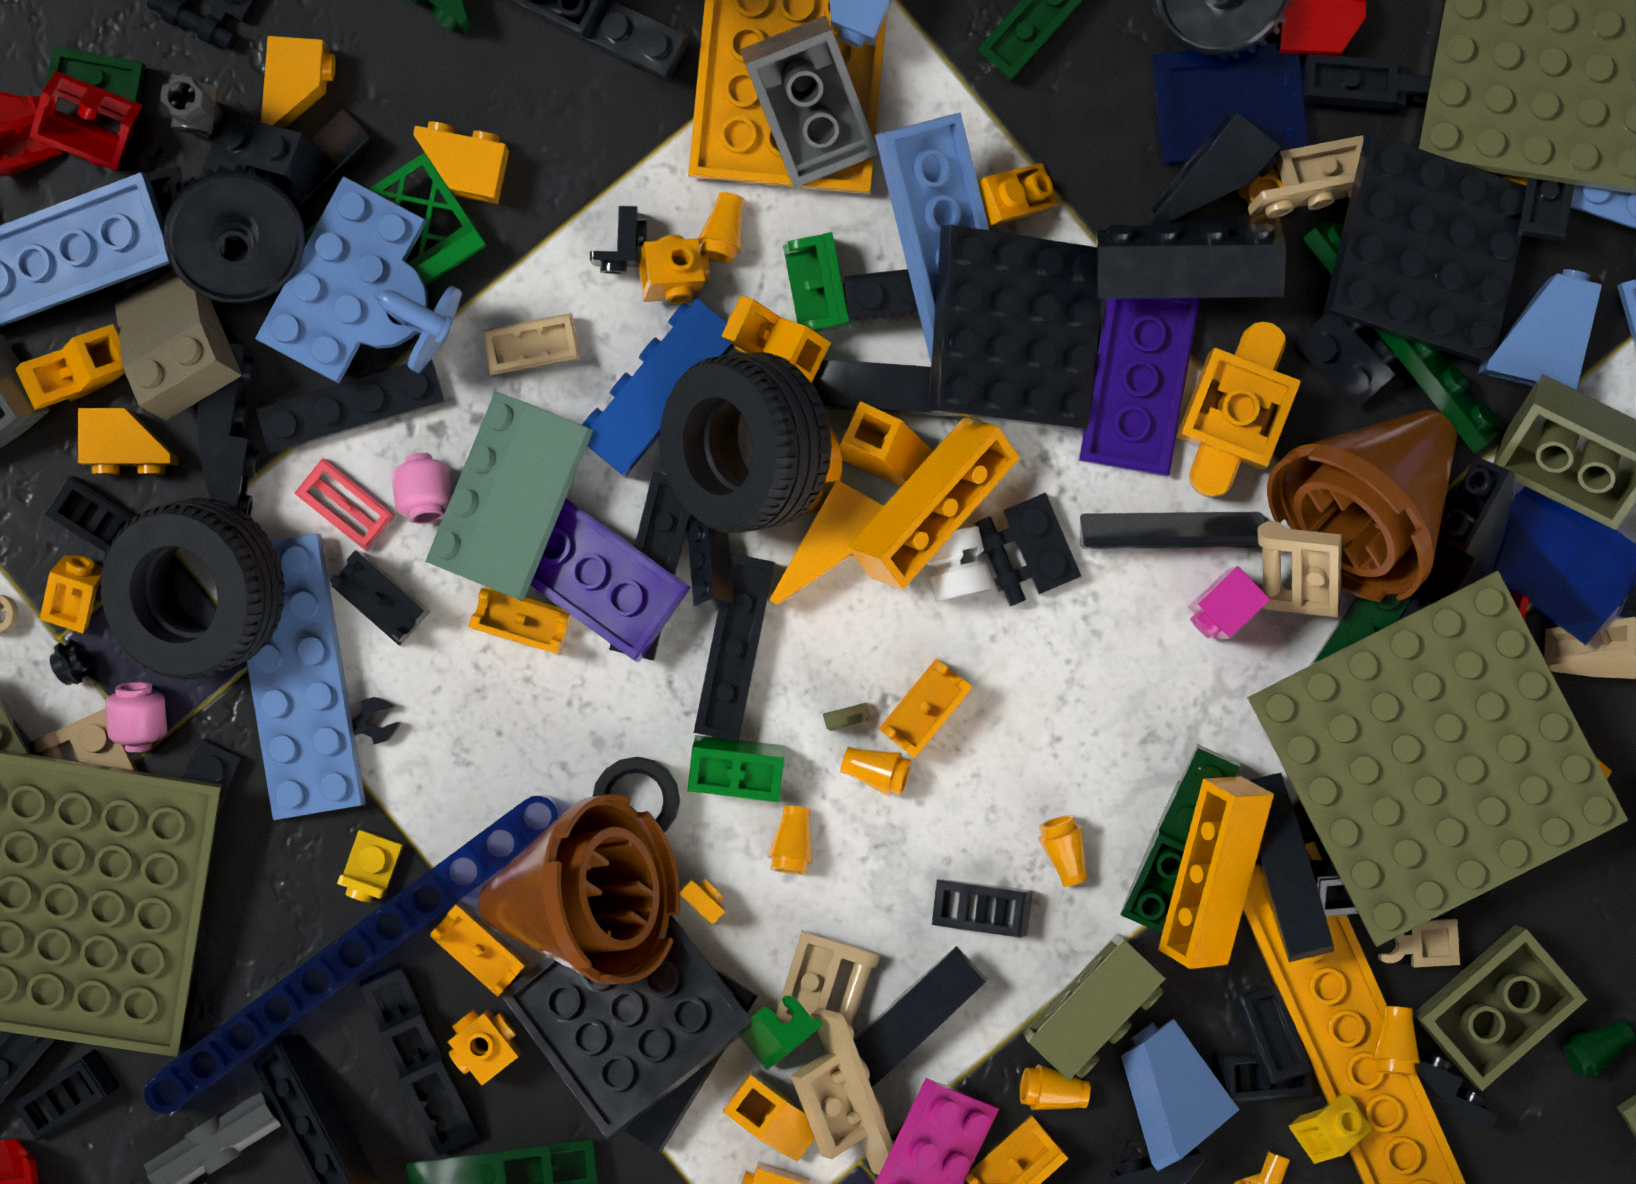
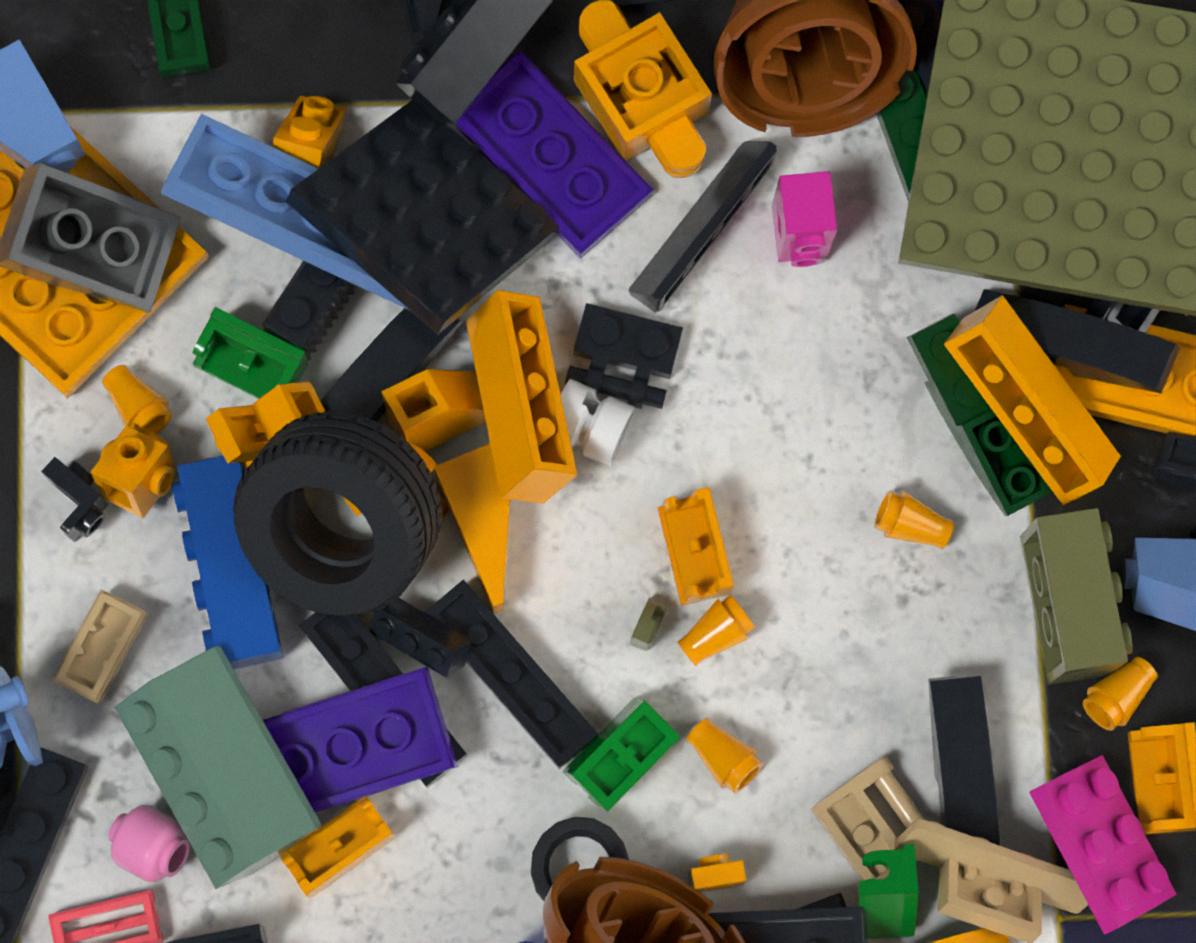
camera: 60 degrees left, 10 degrees down
(1021, 911) = (940, 604): black slope -> none
(1314, 570) = (832, 123): tan plate -> none

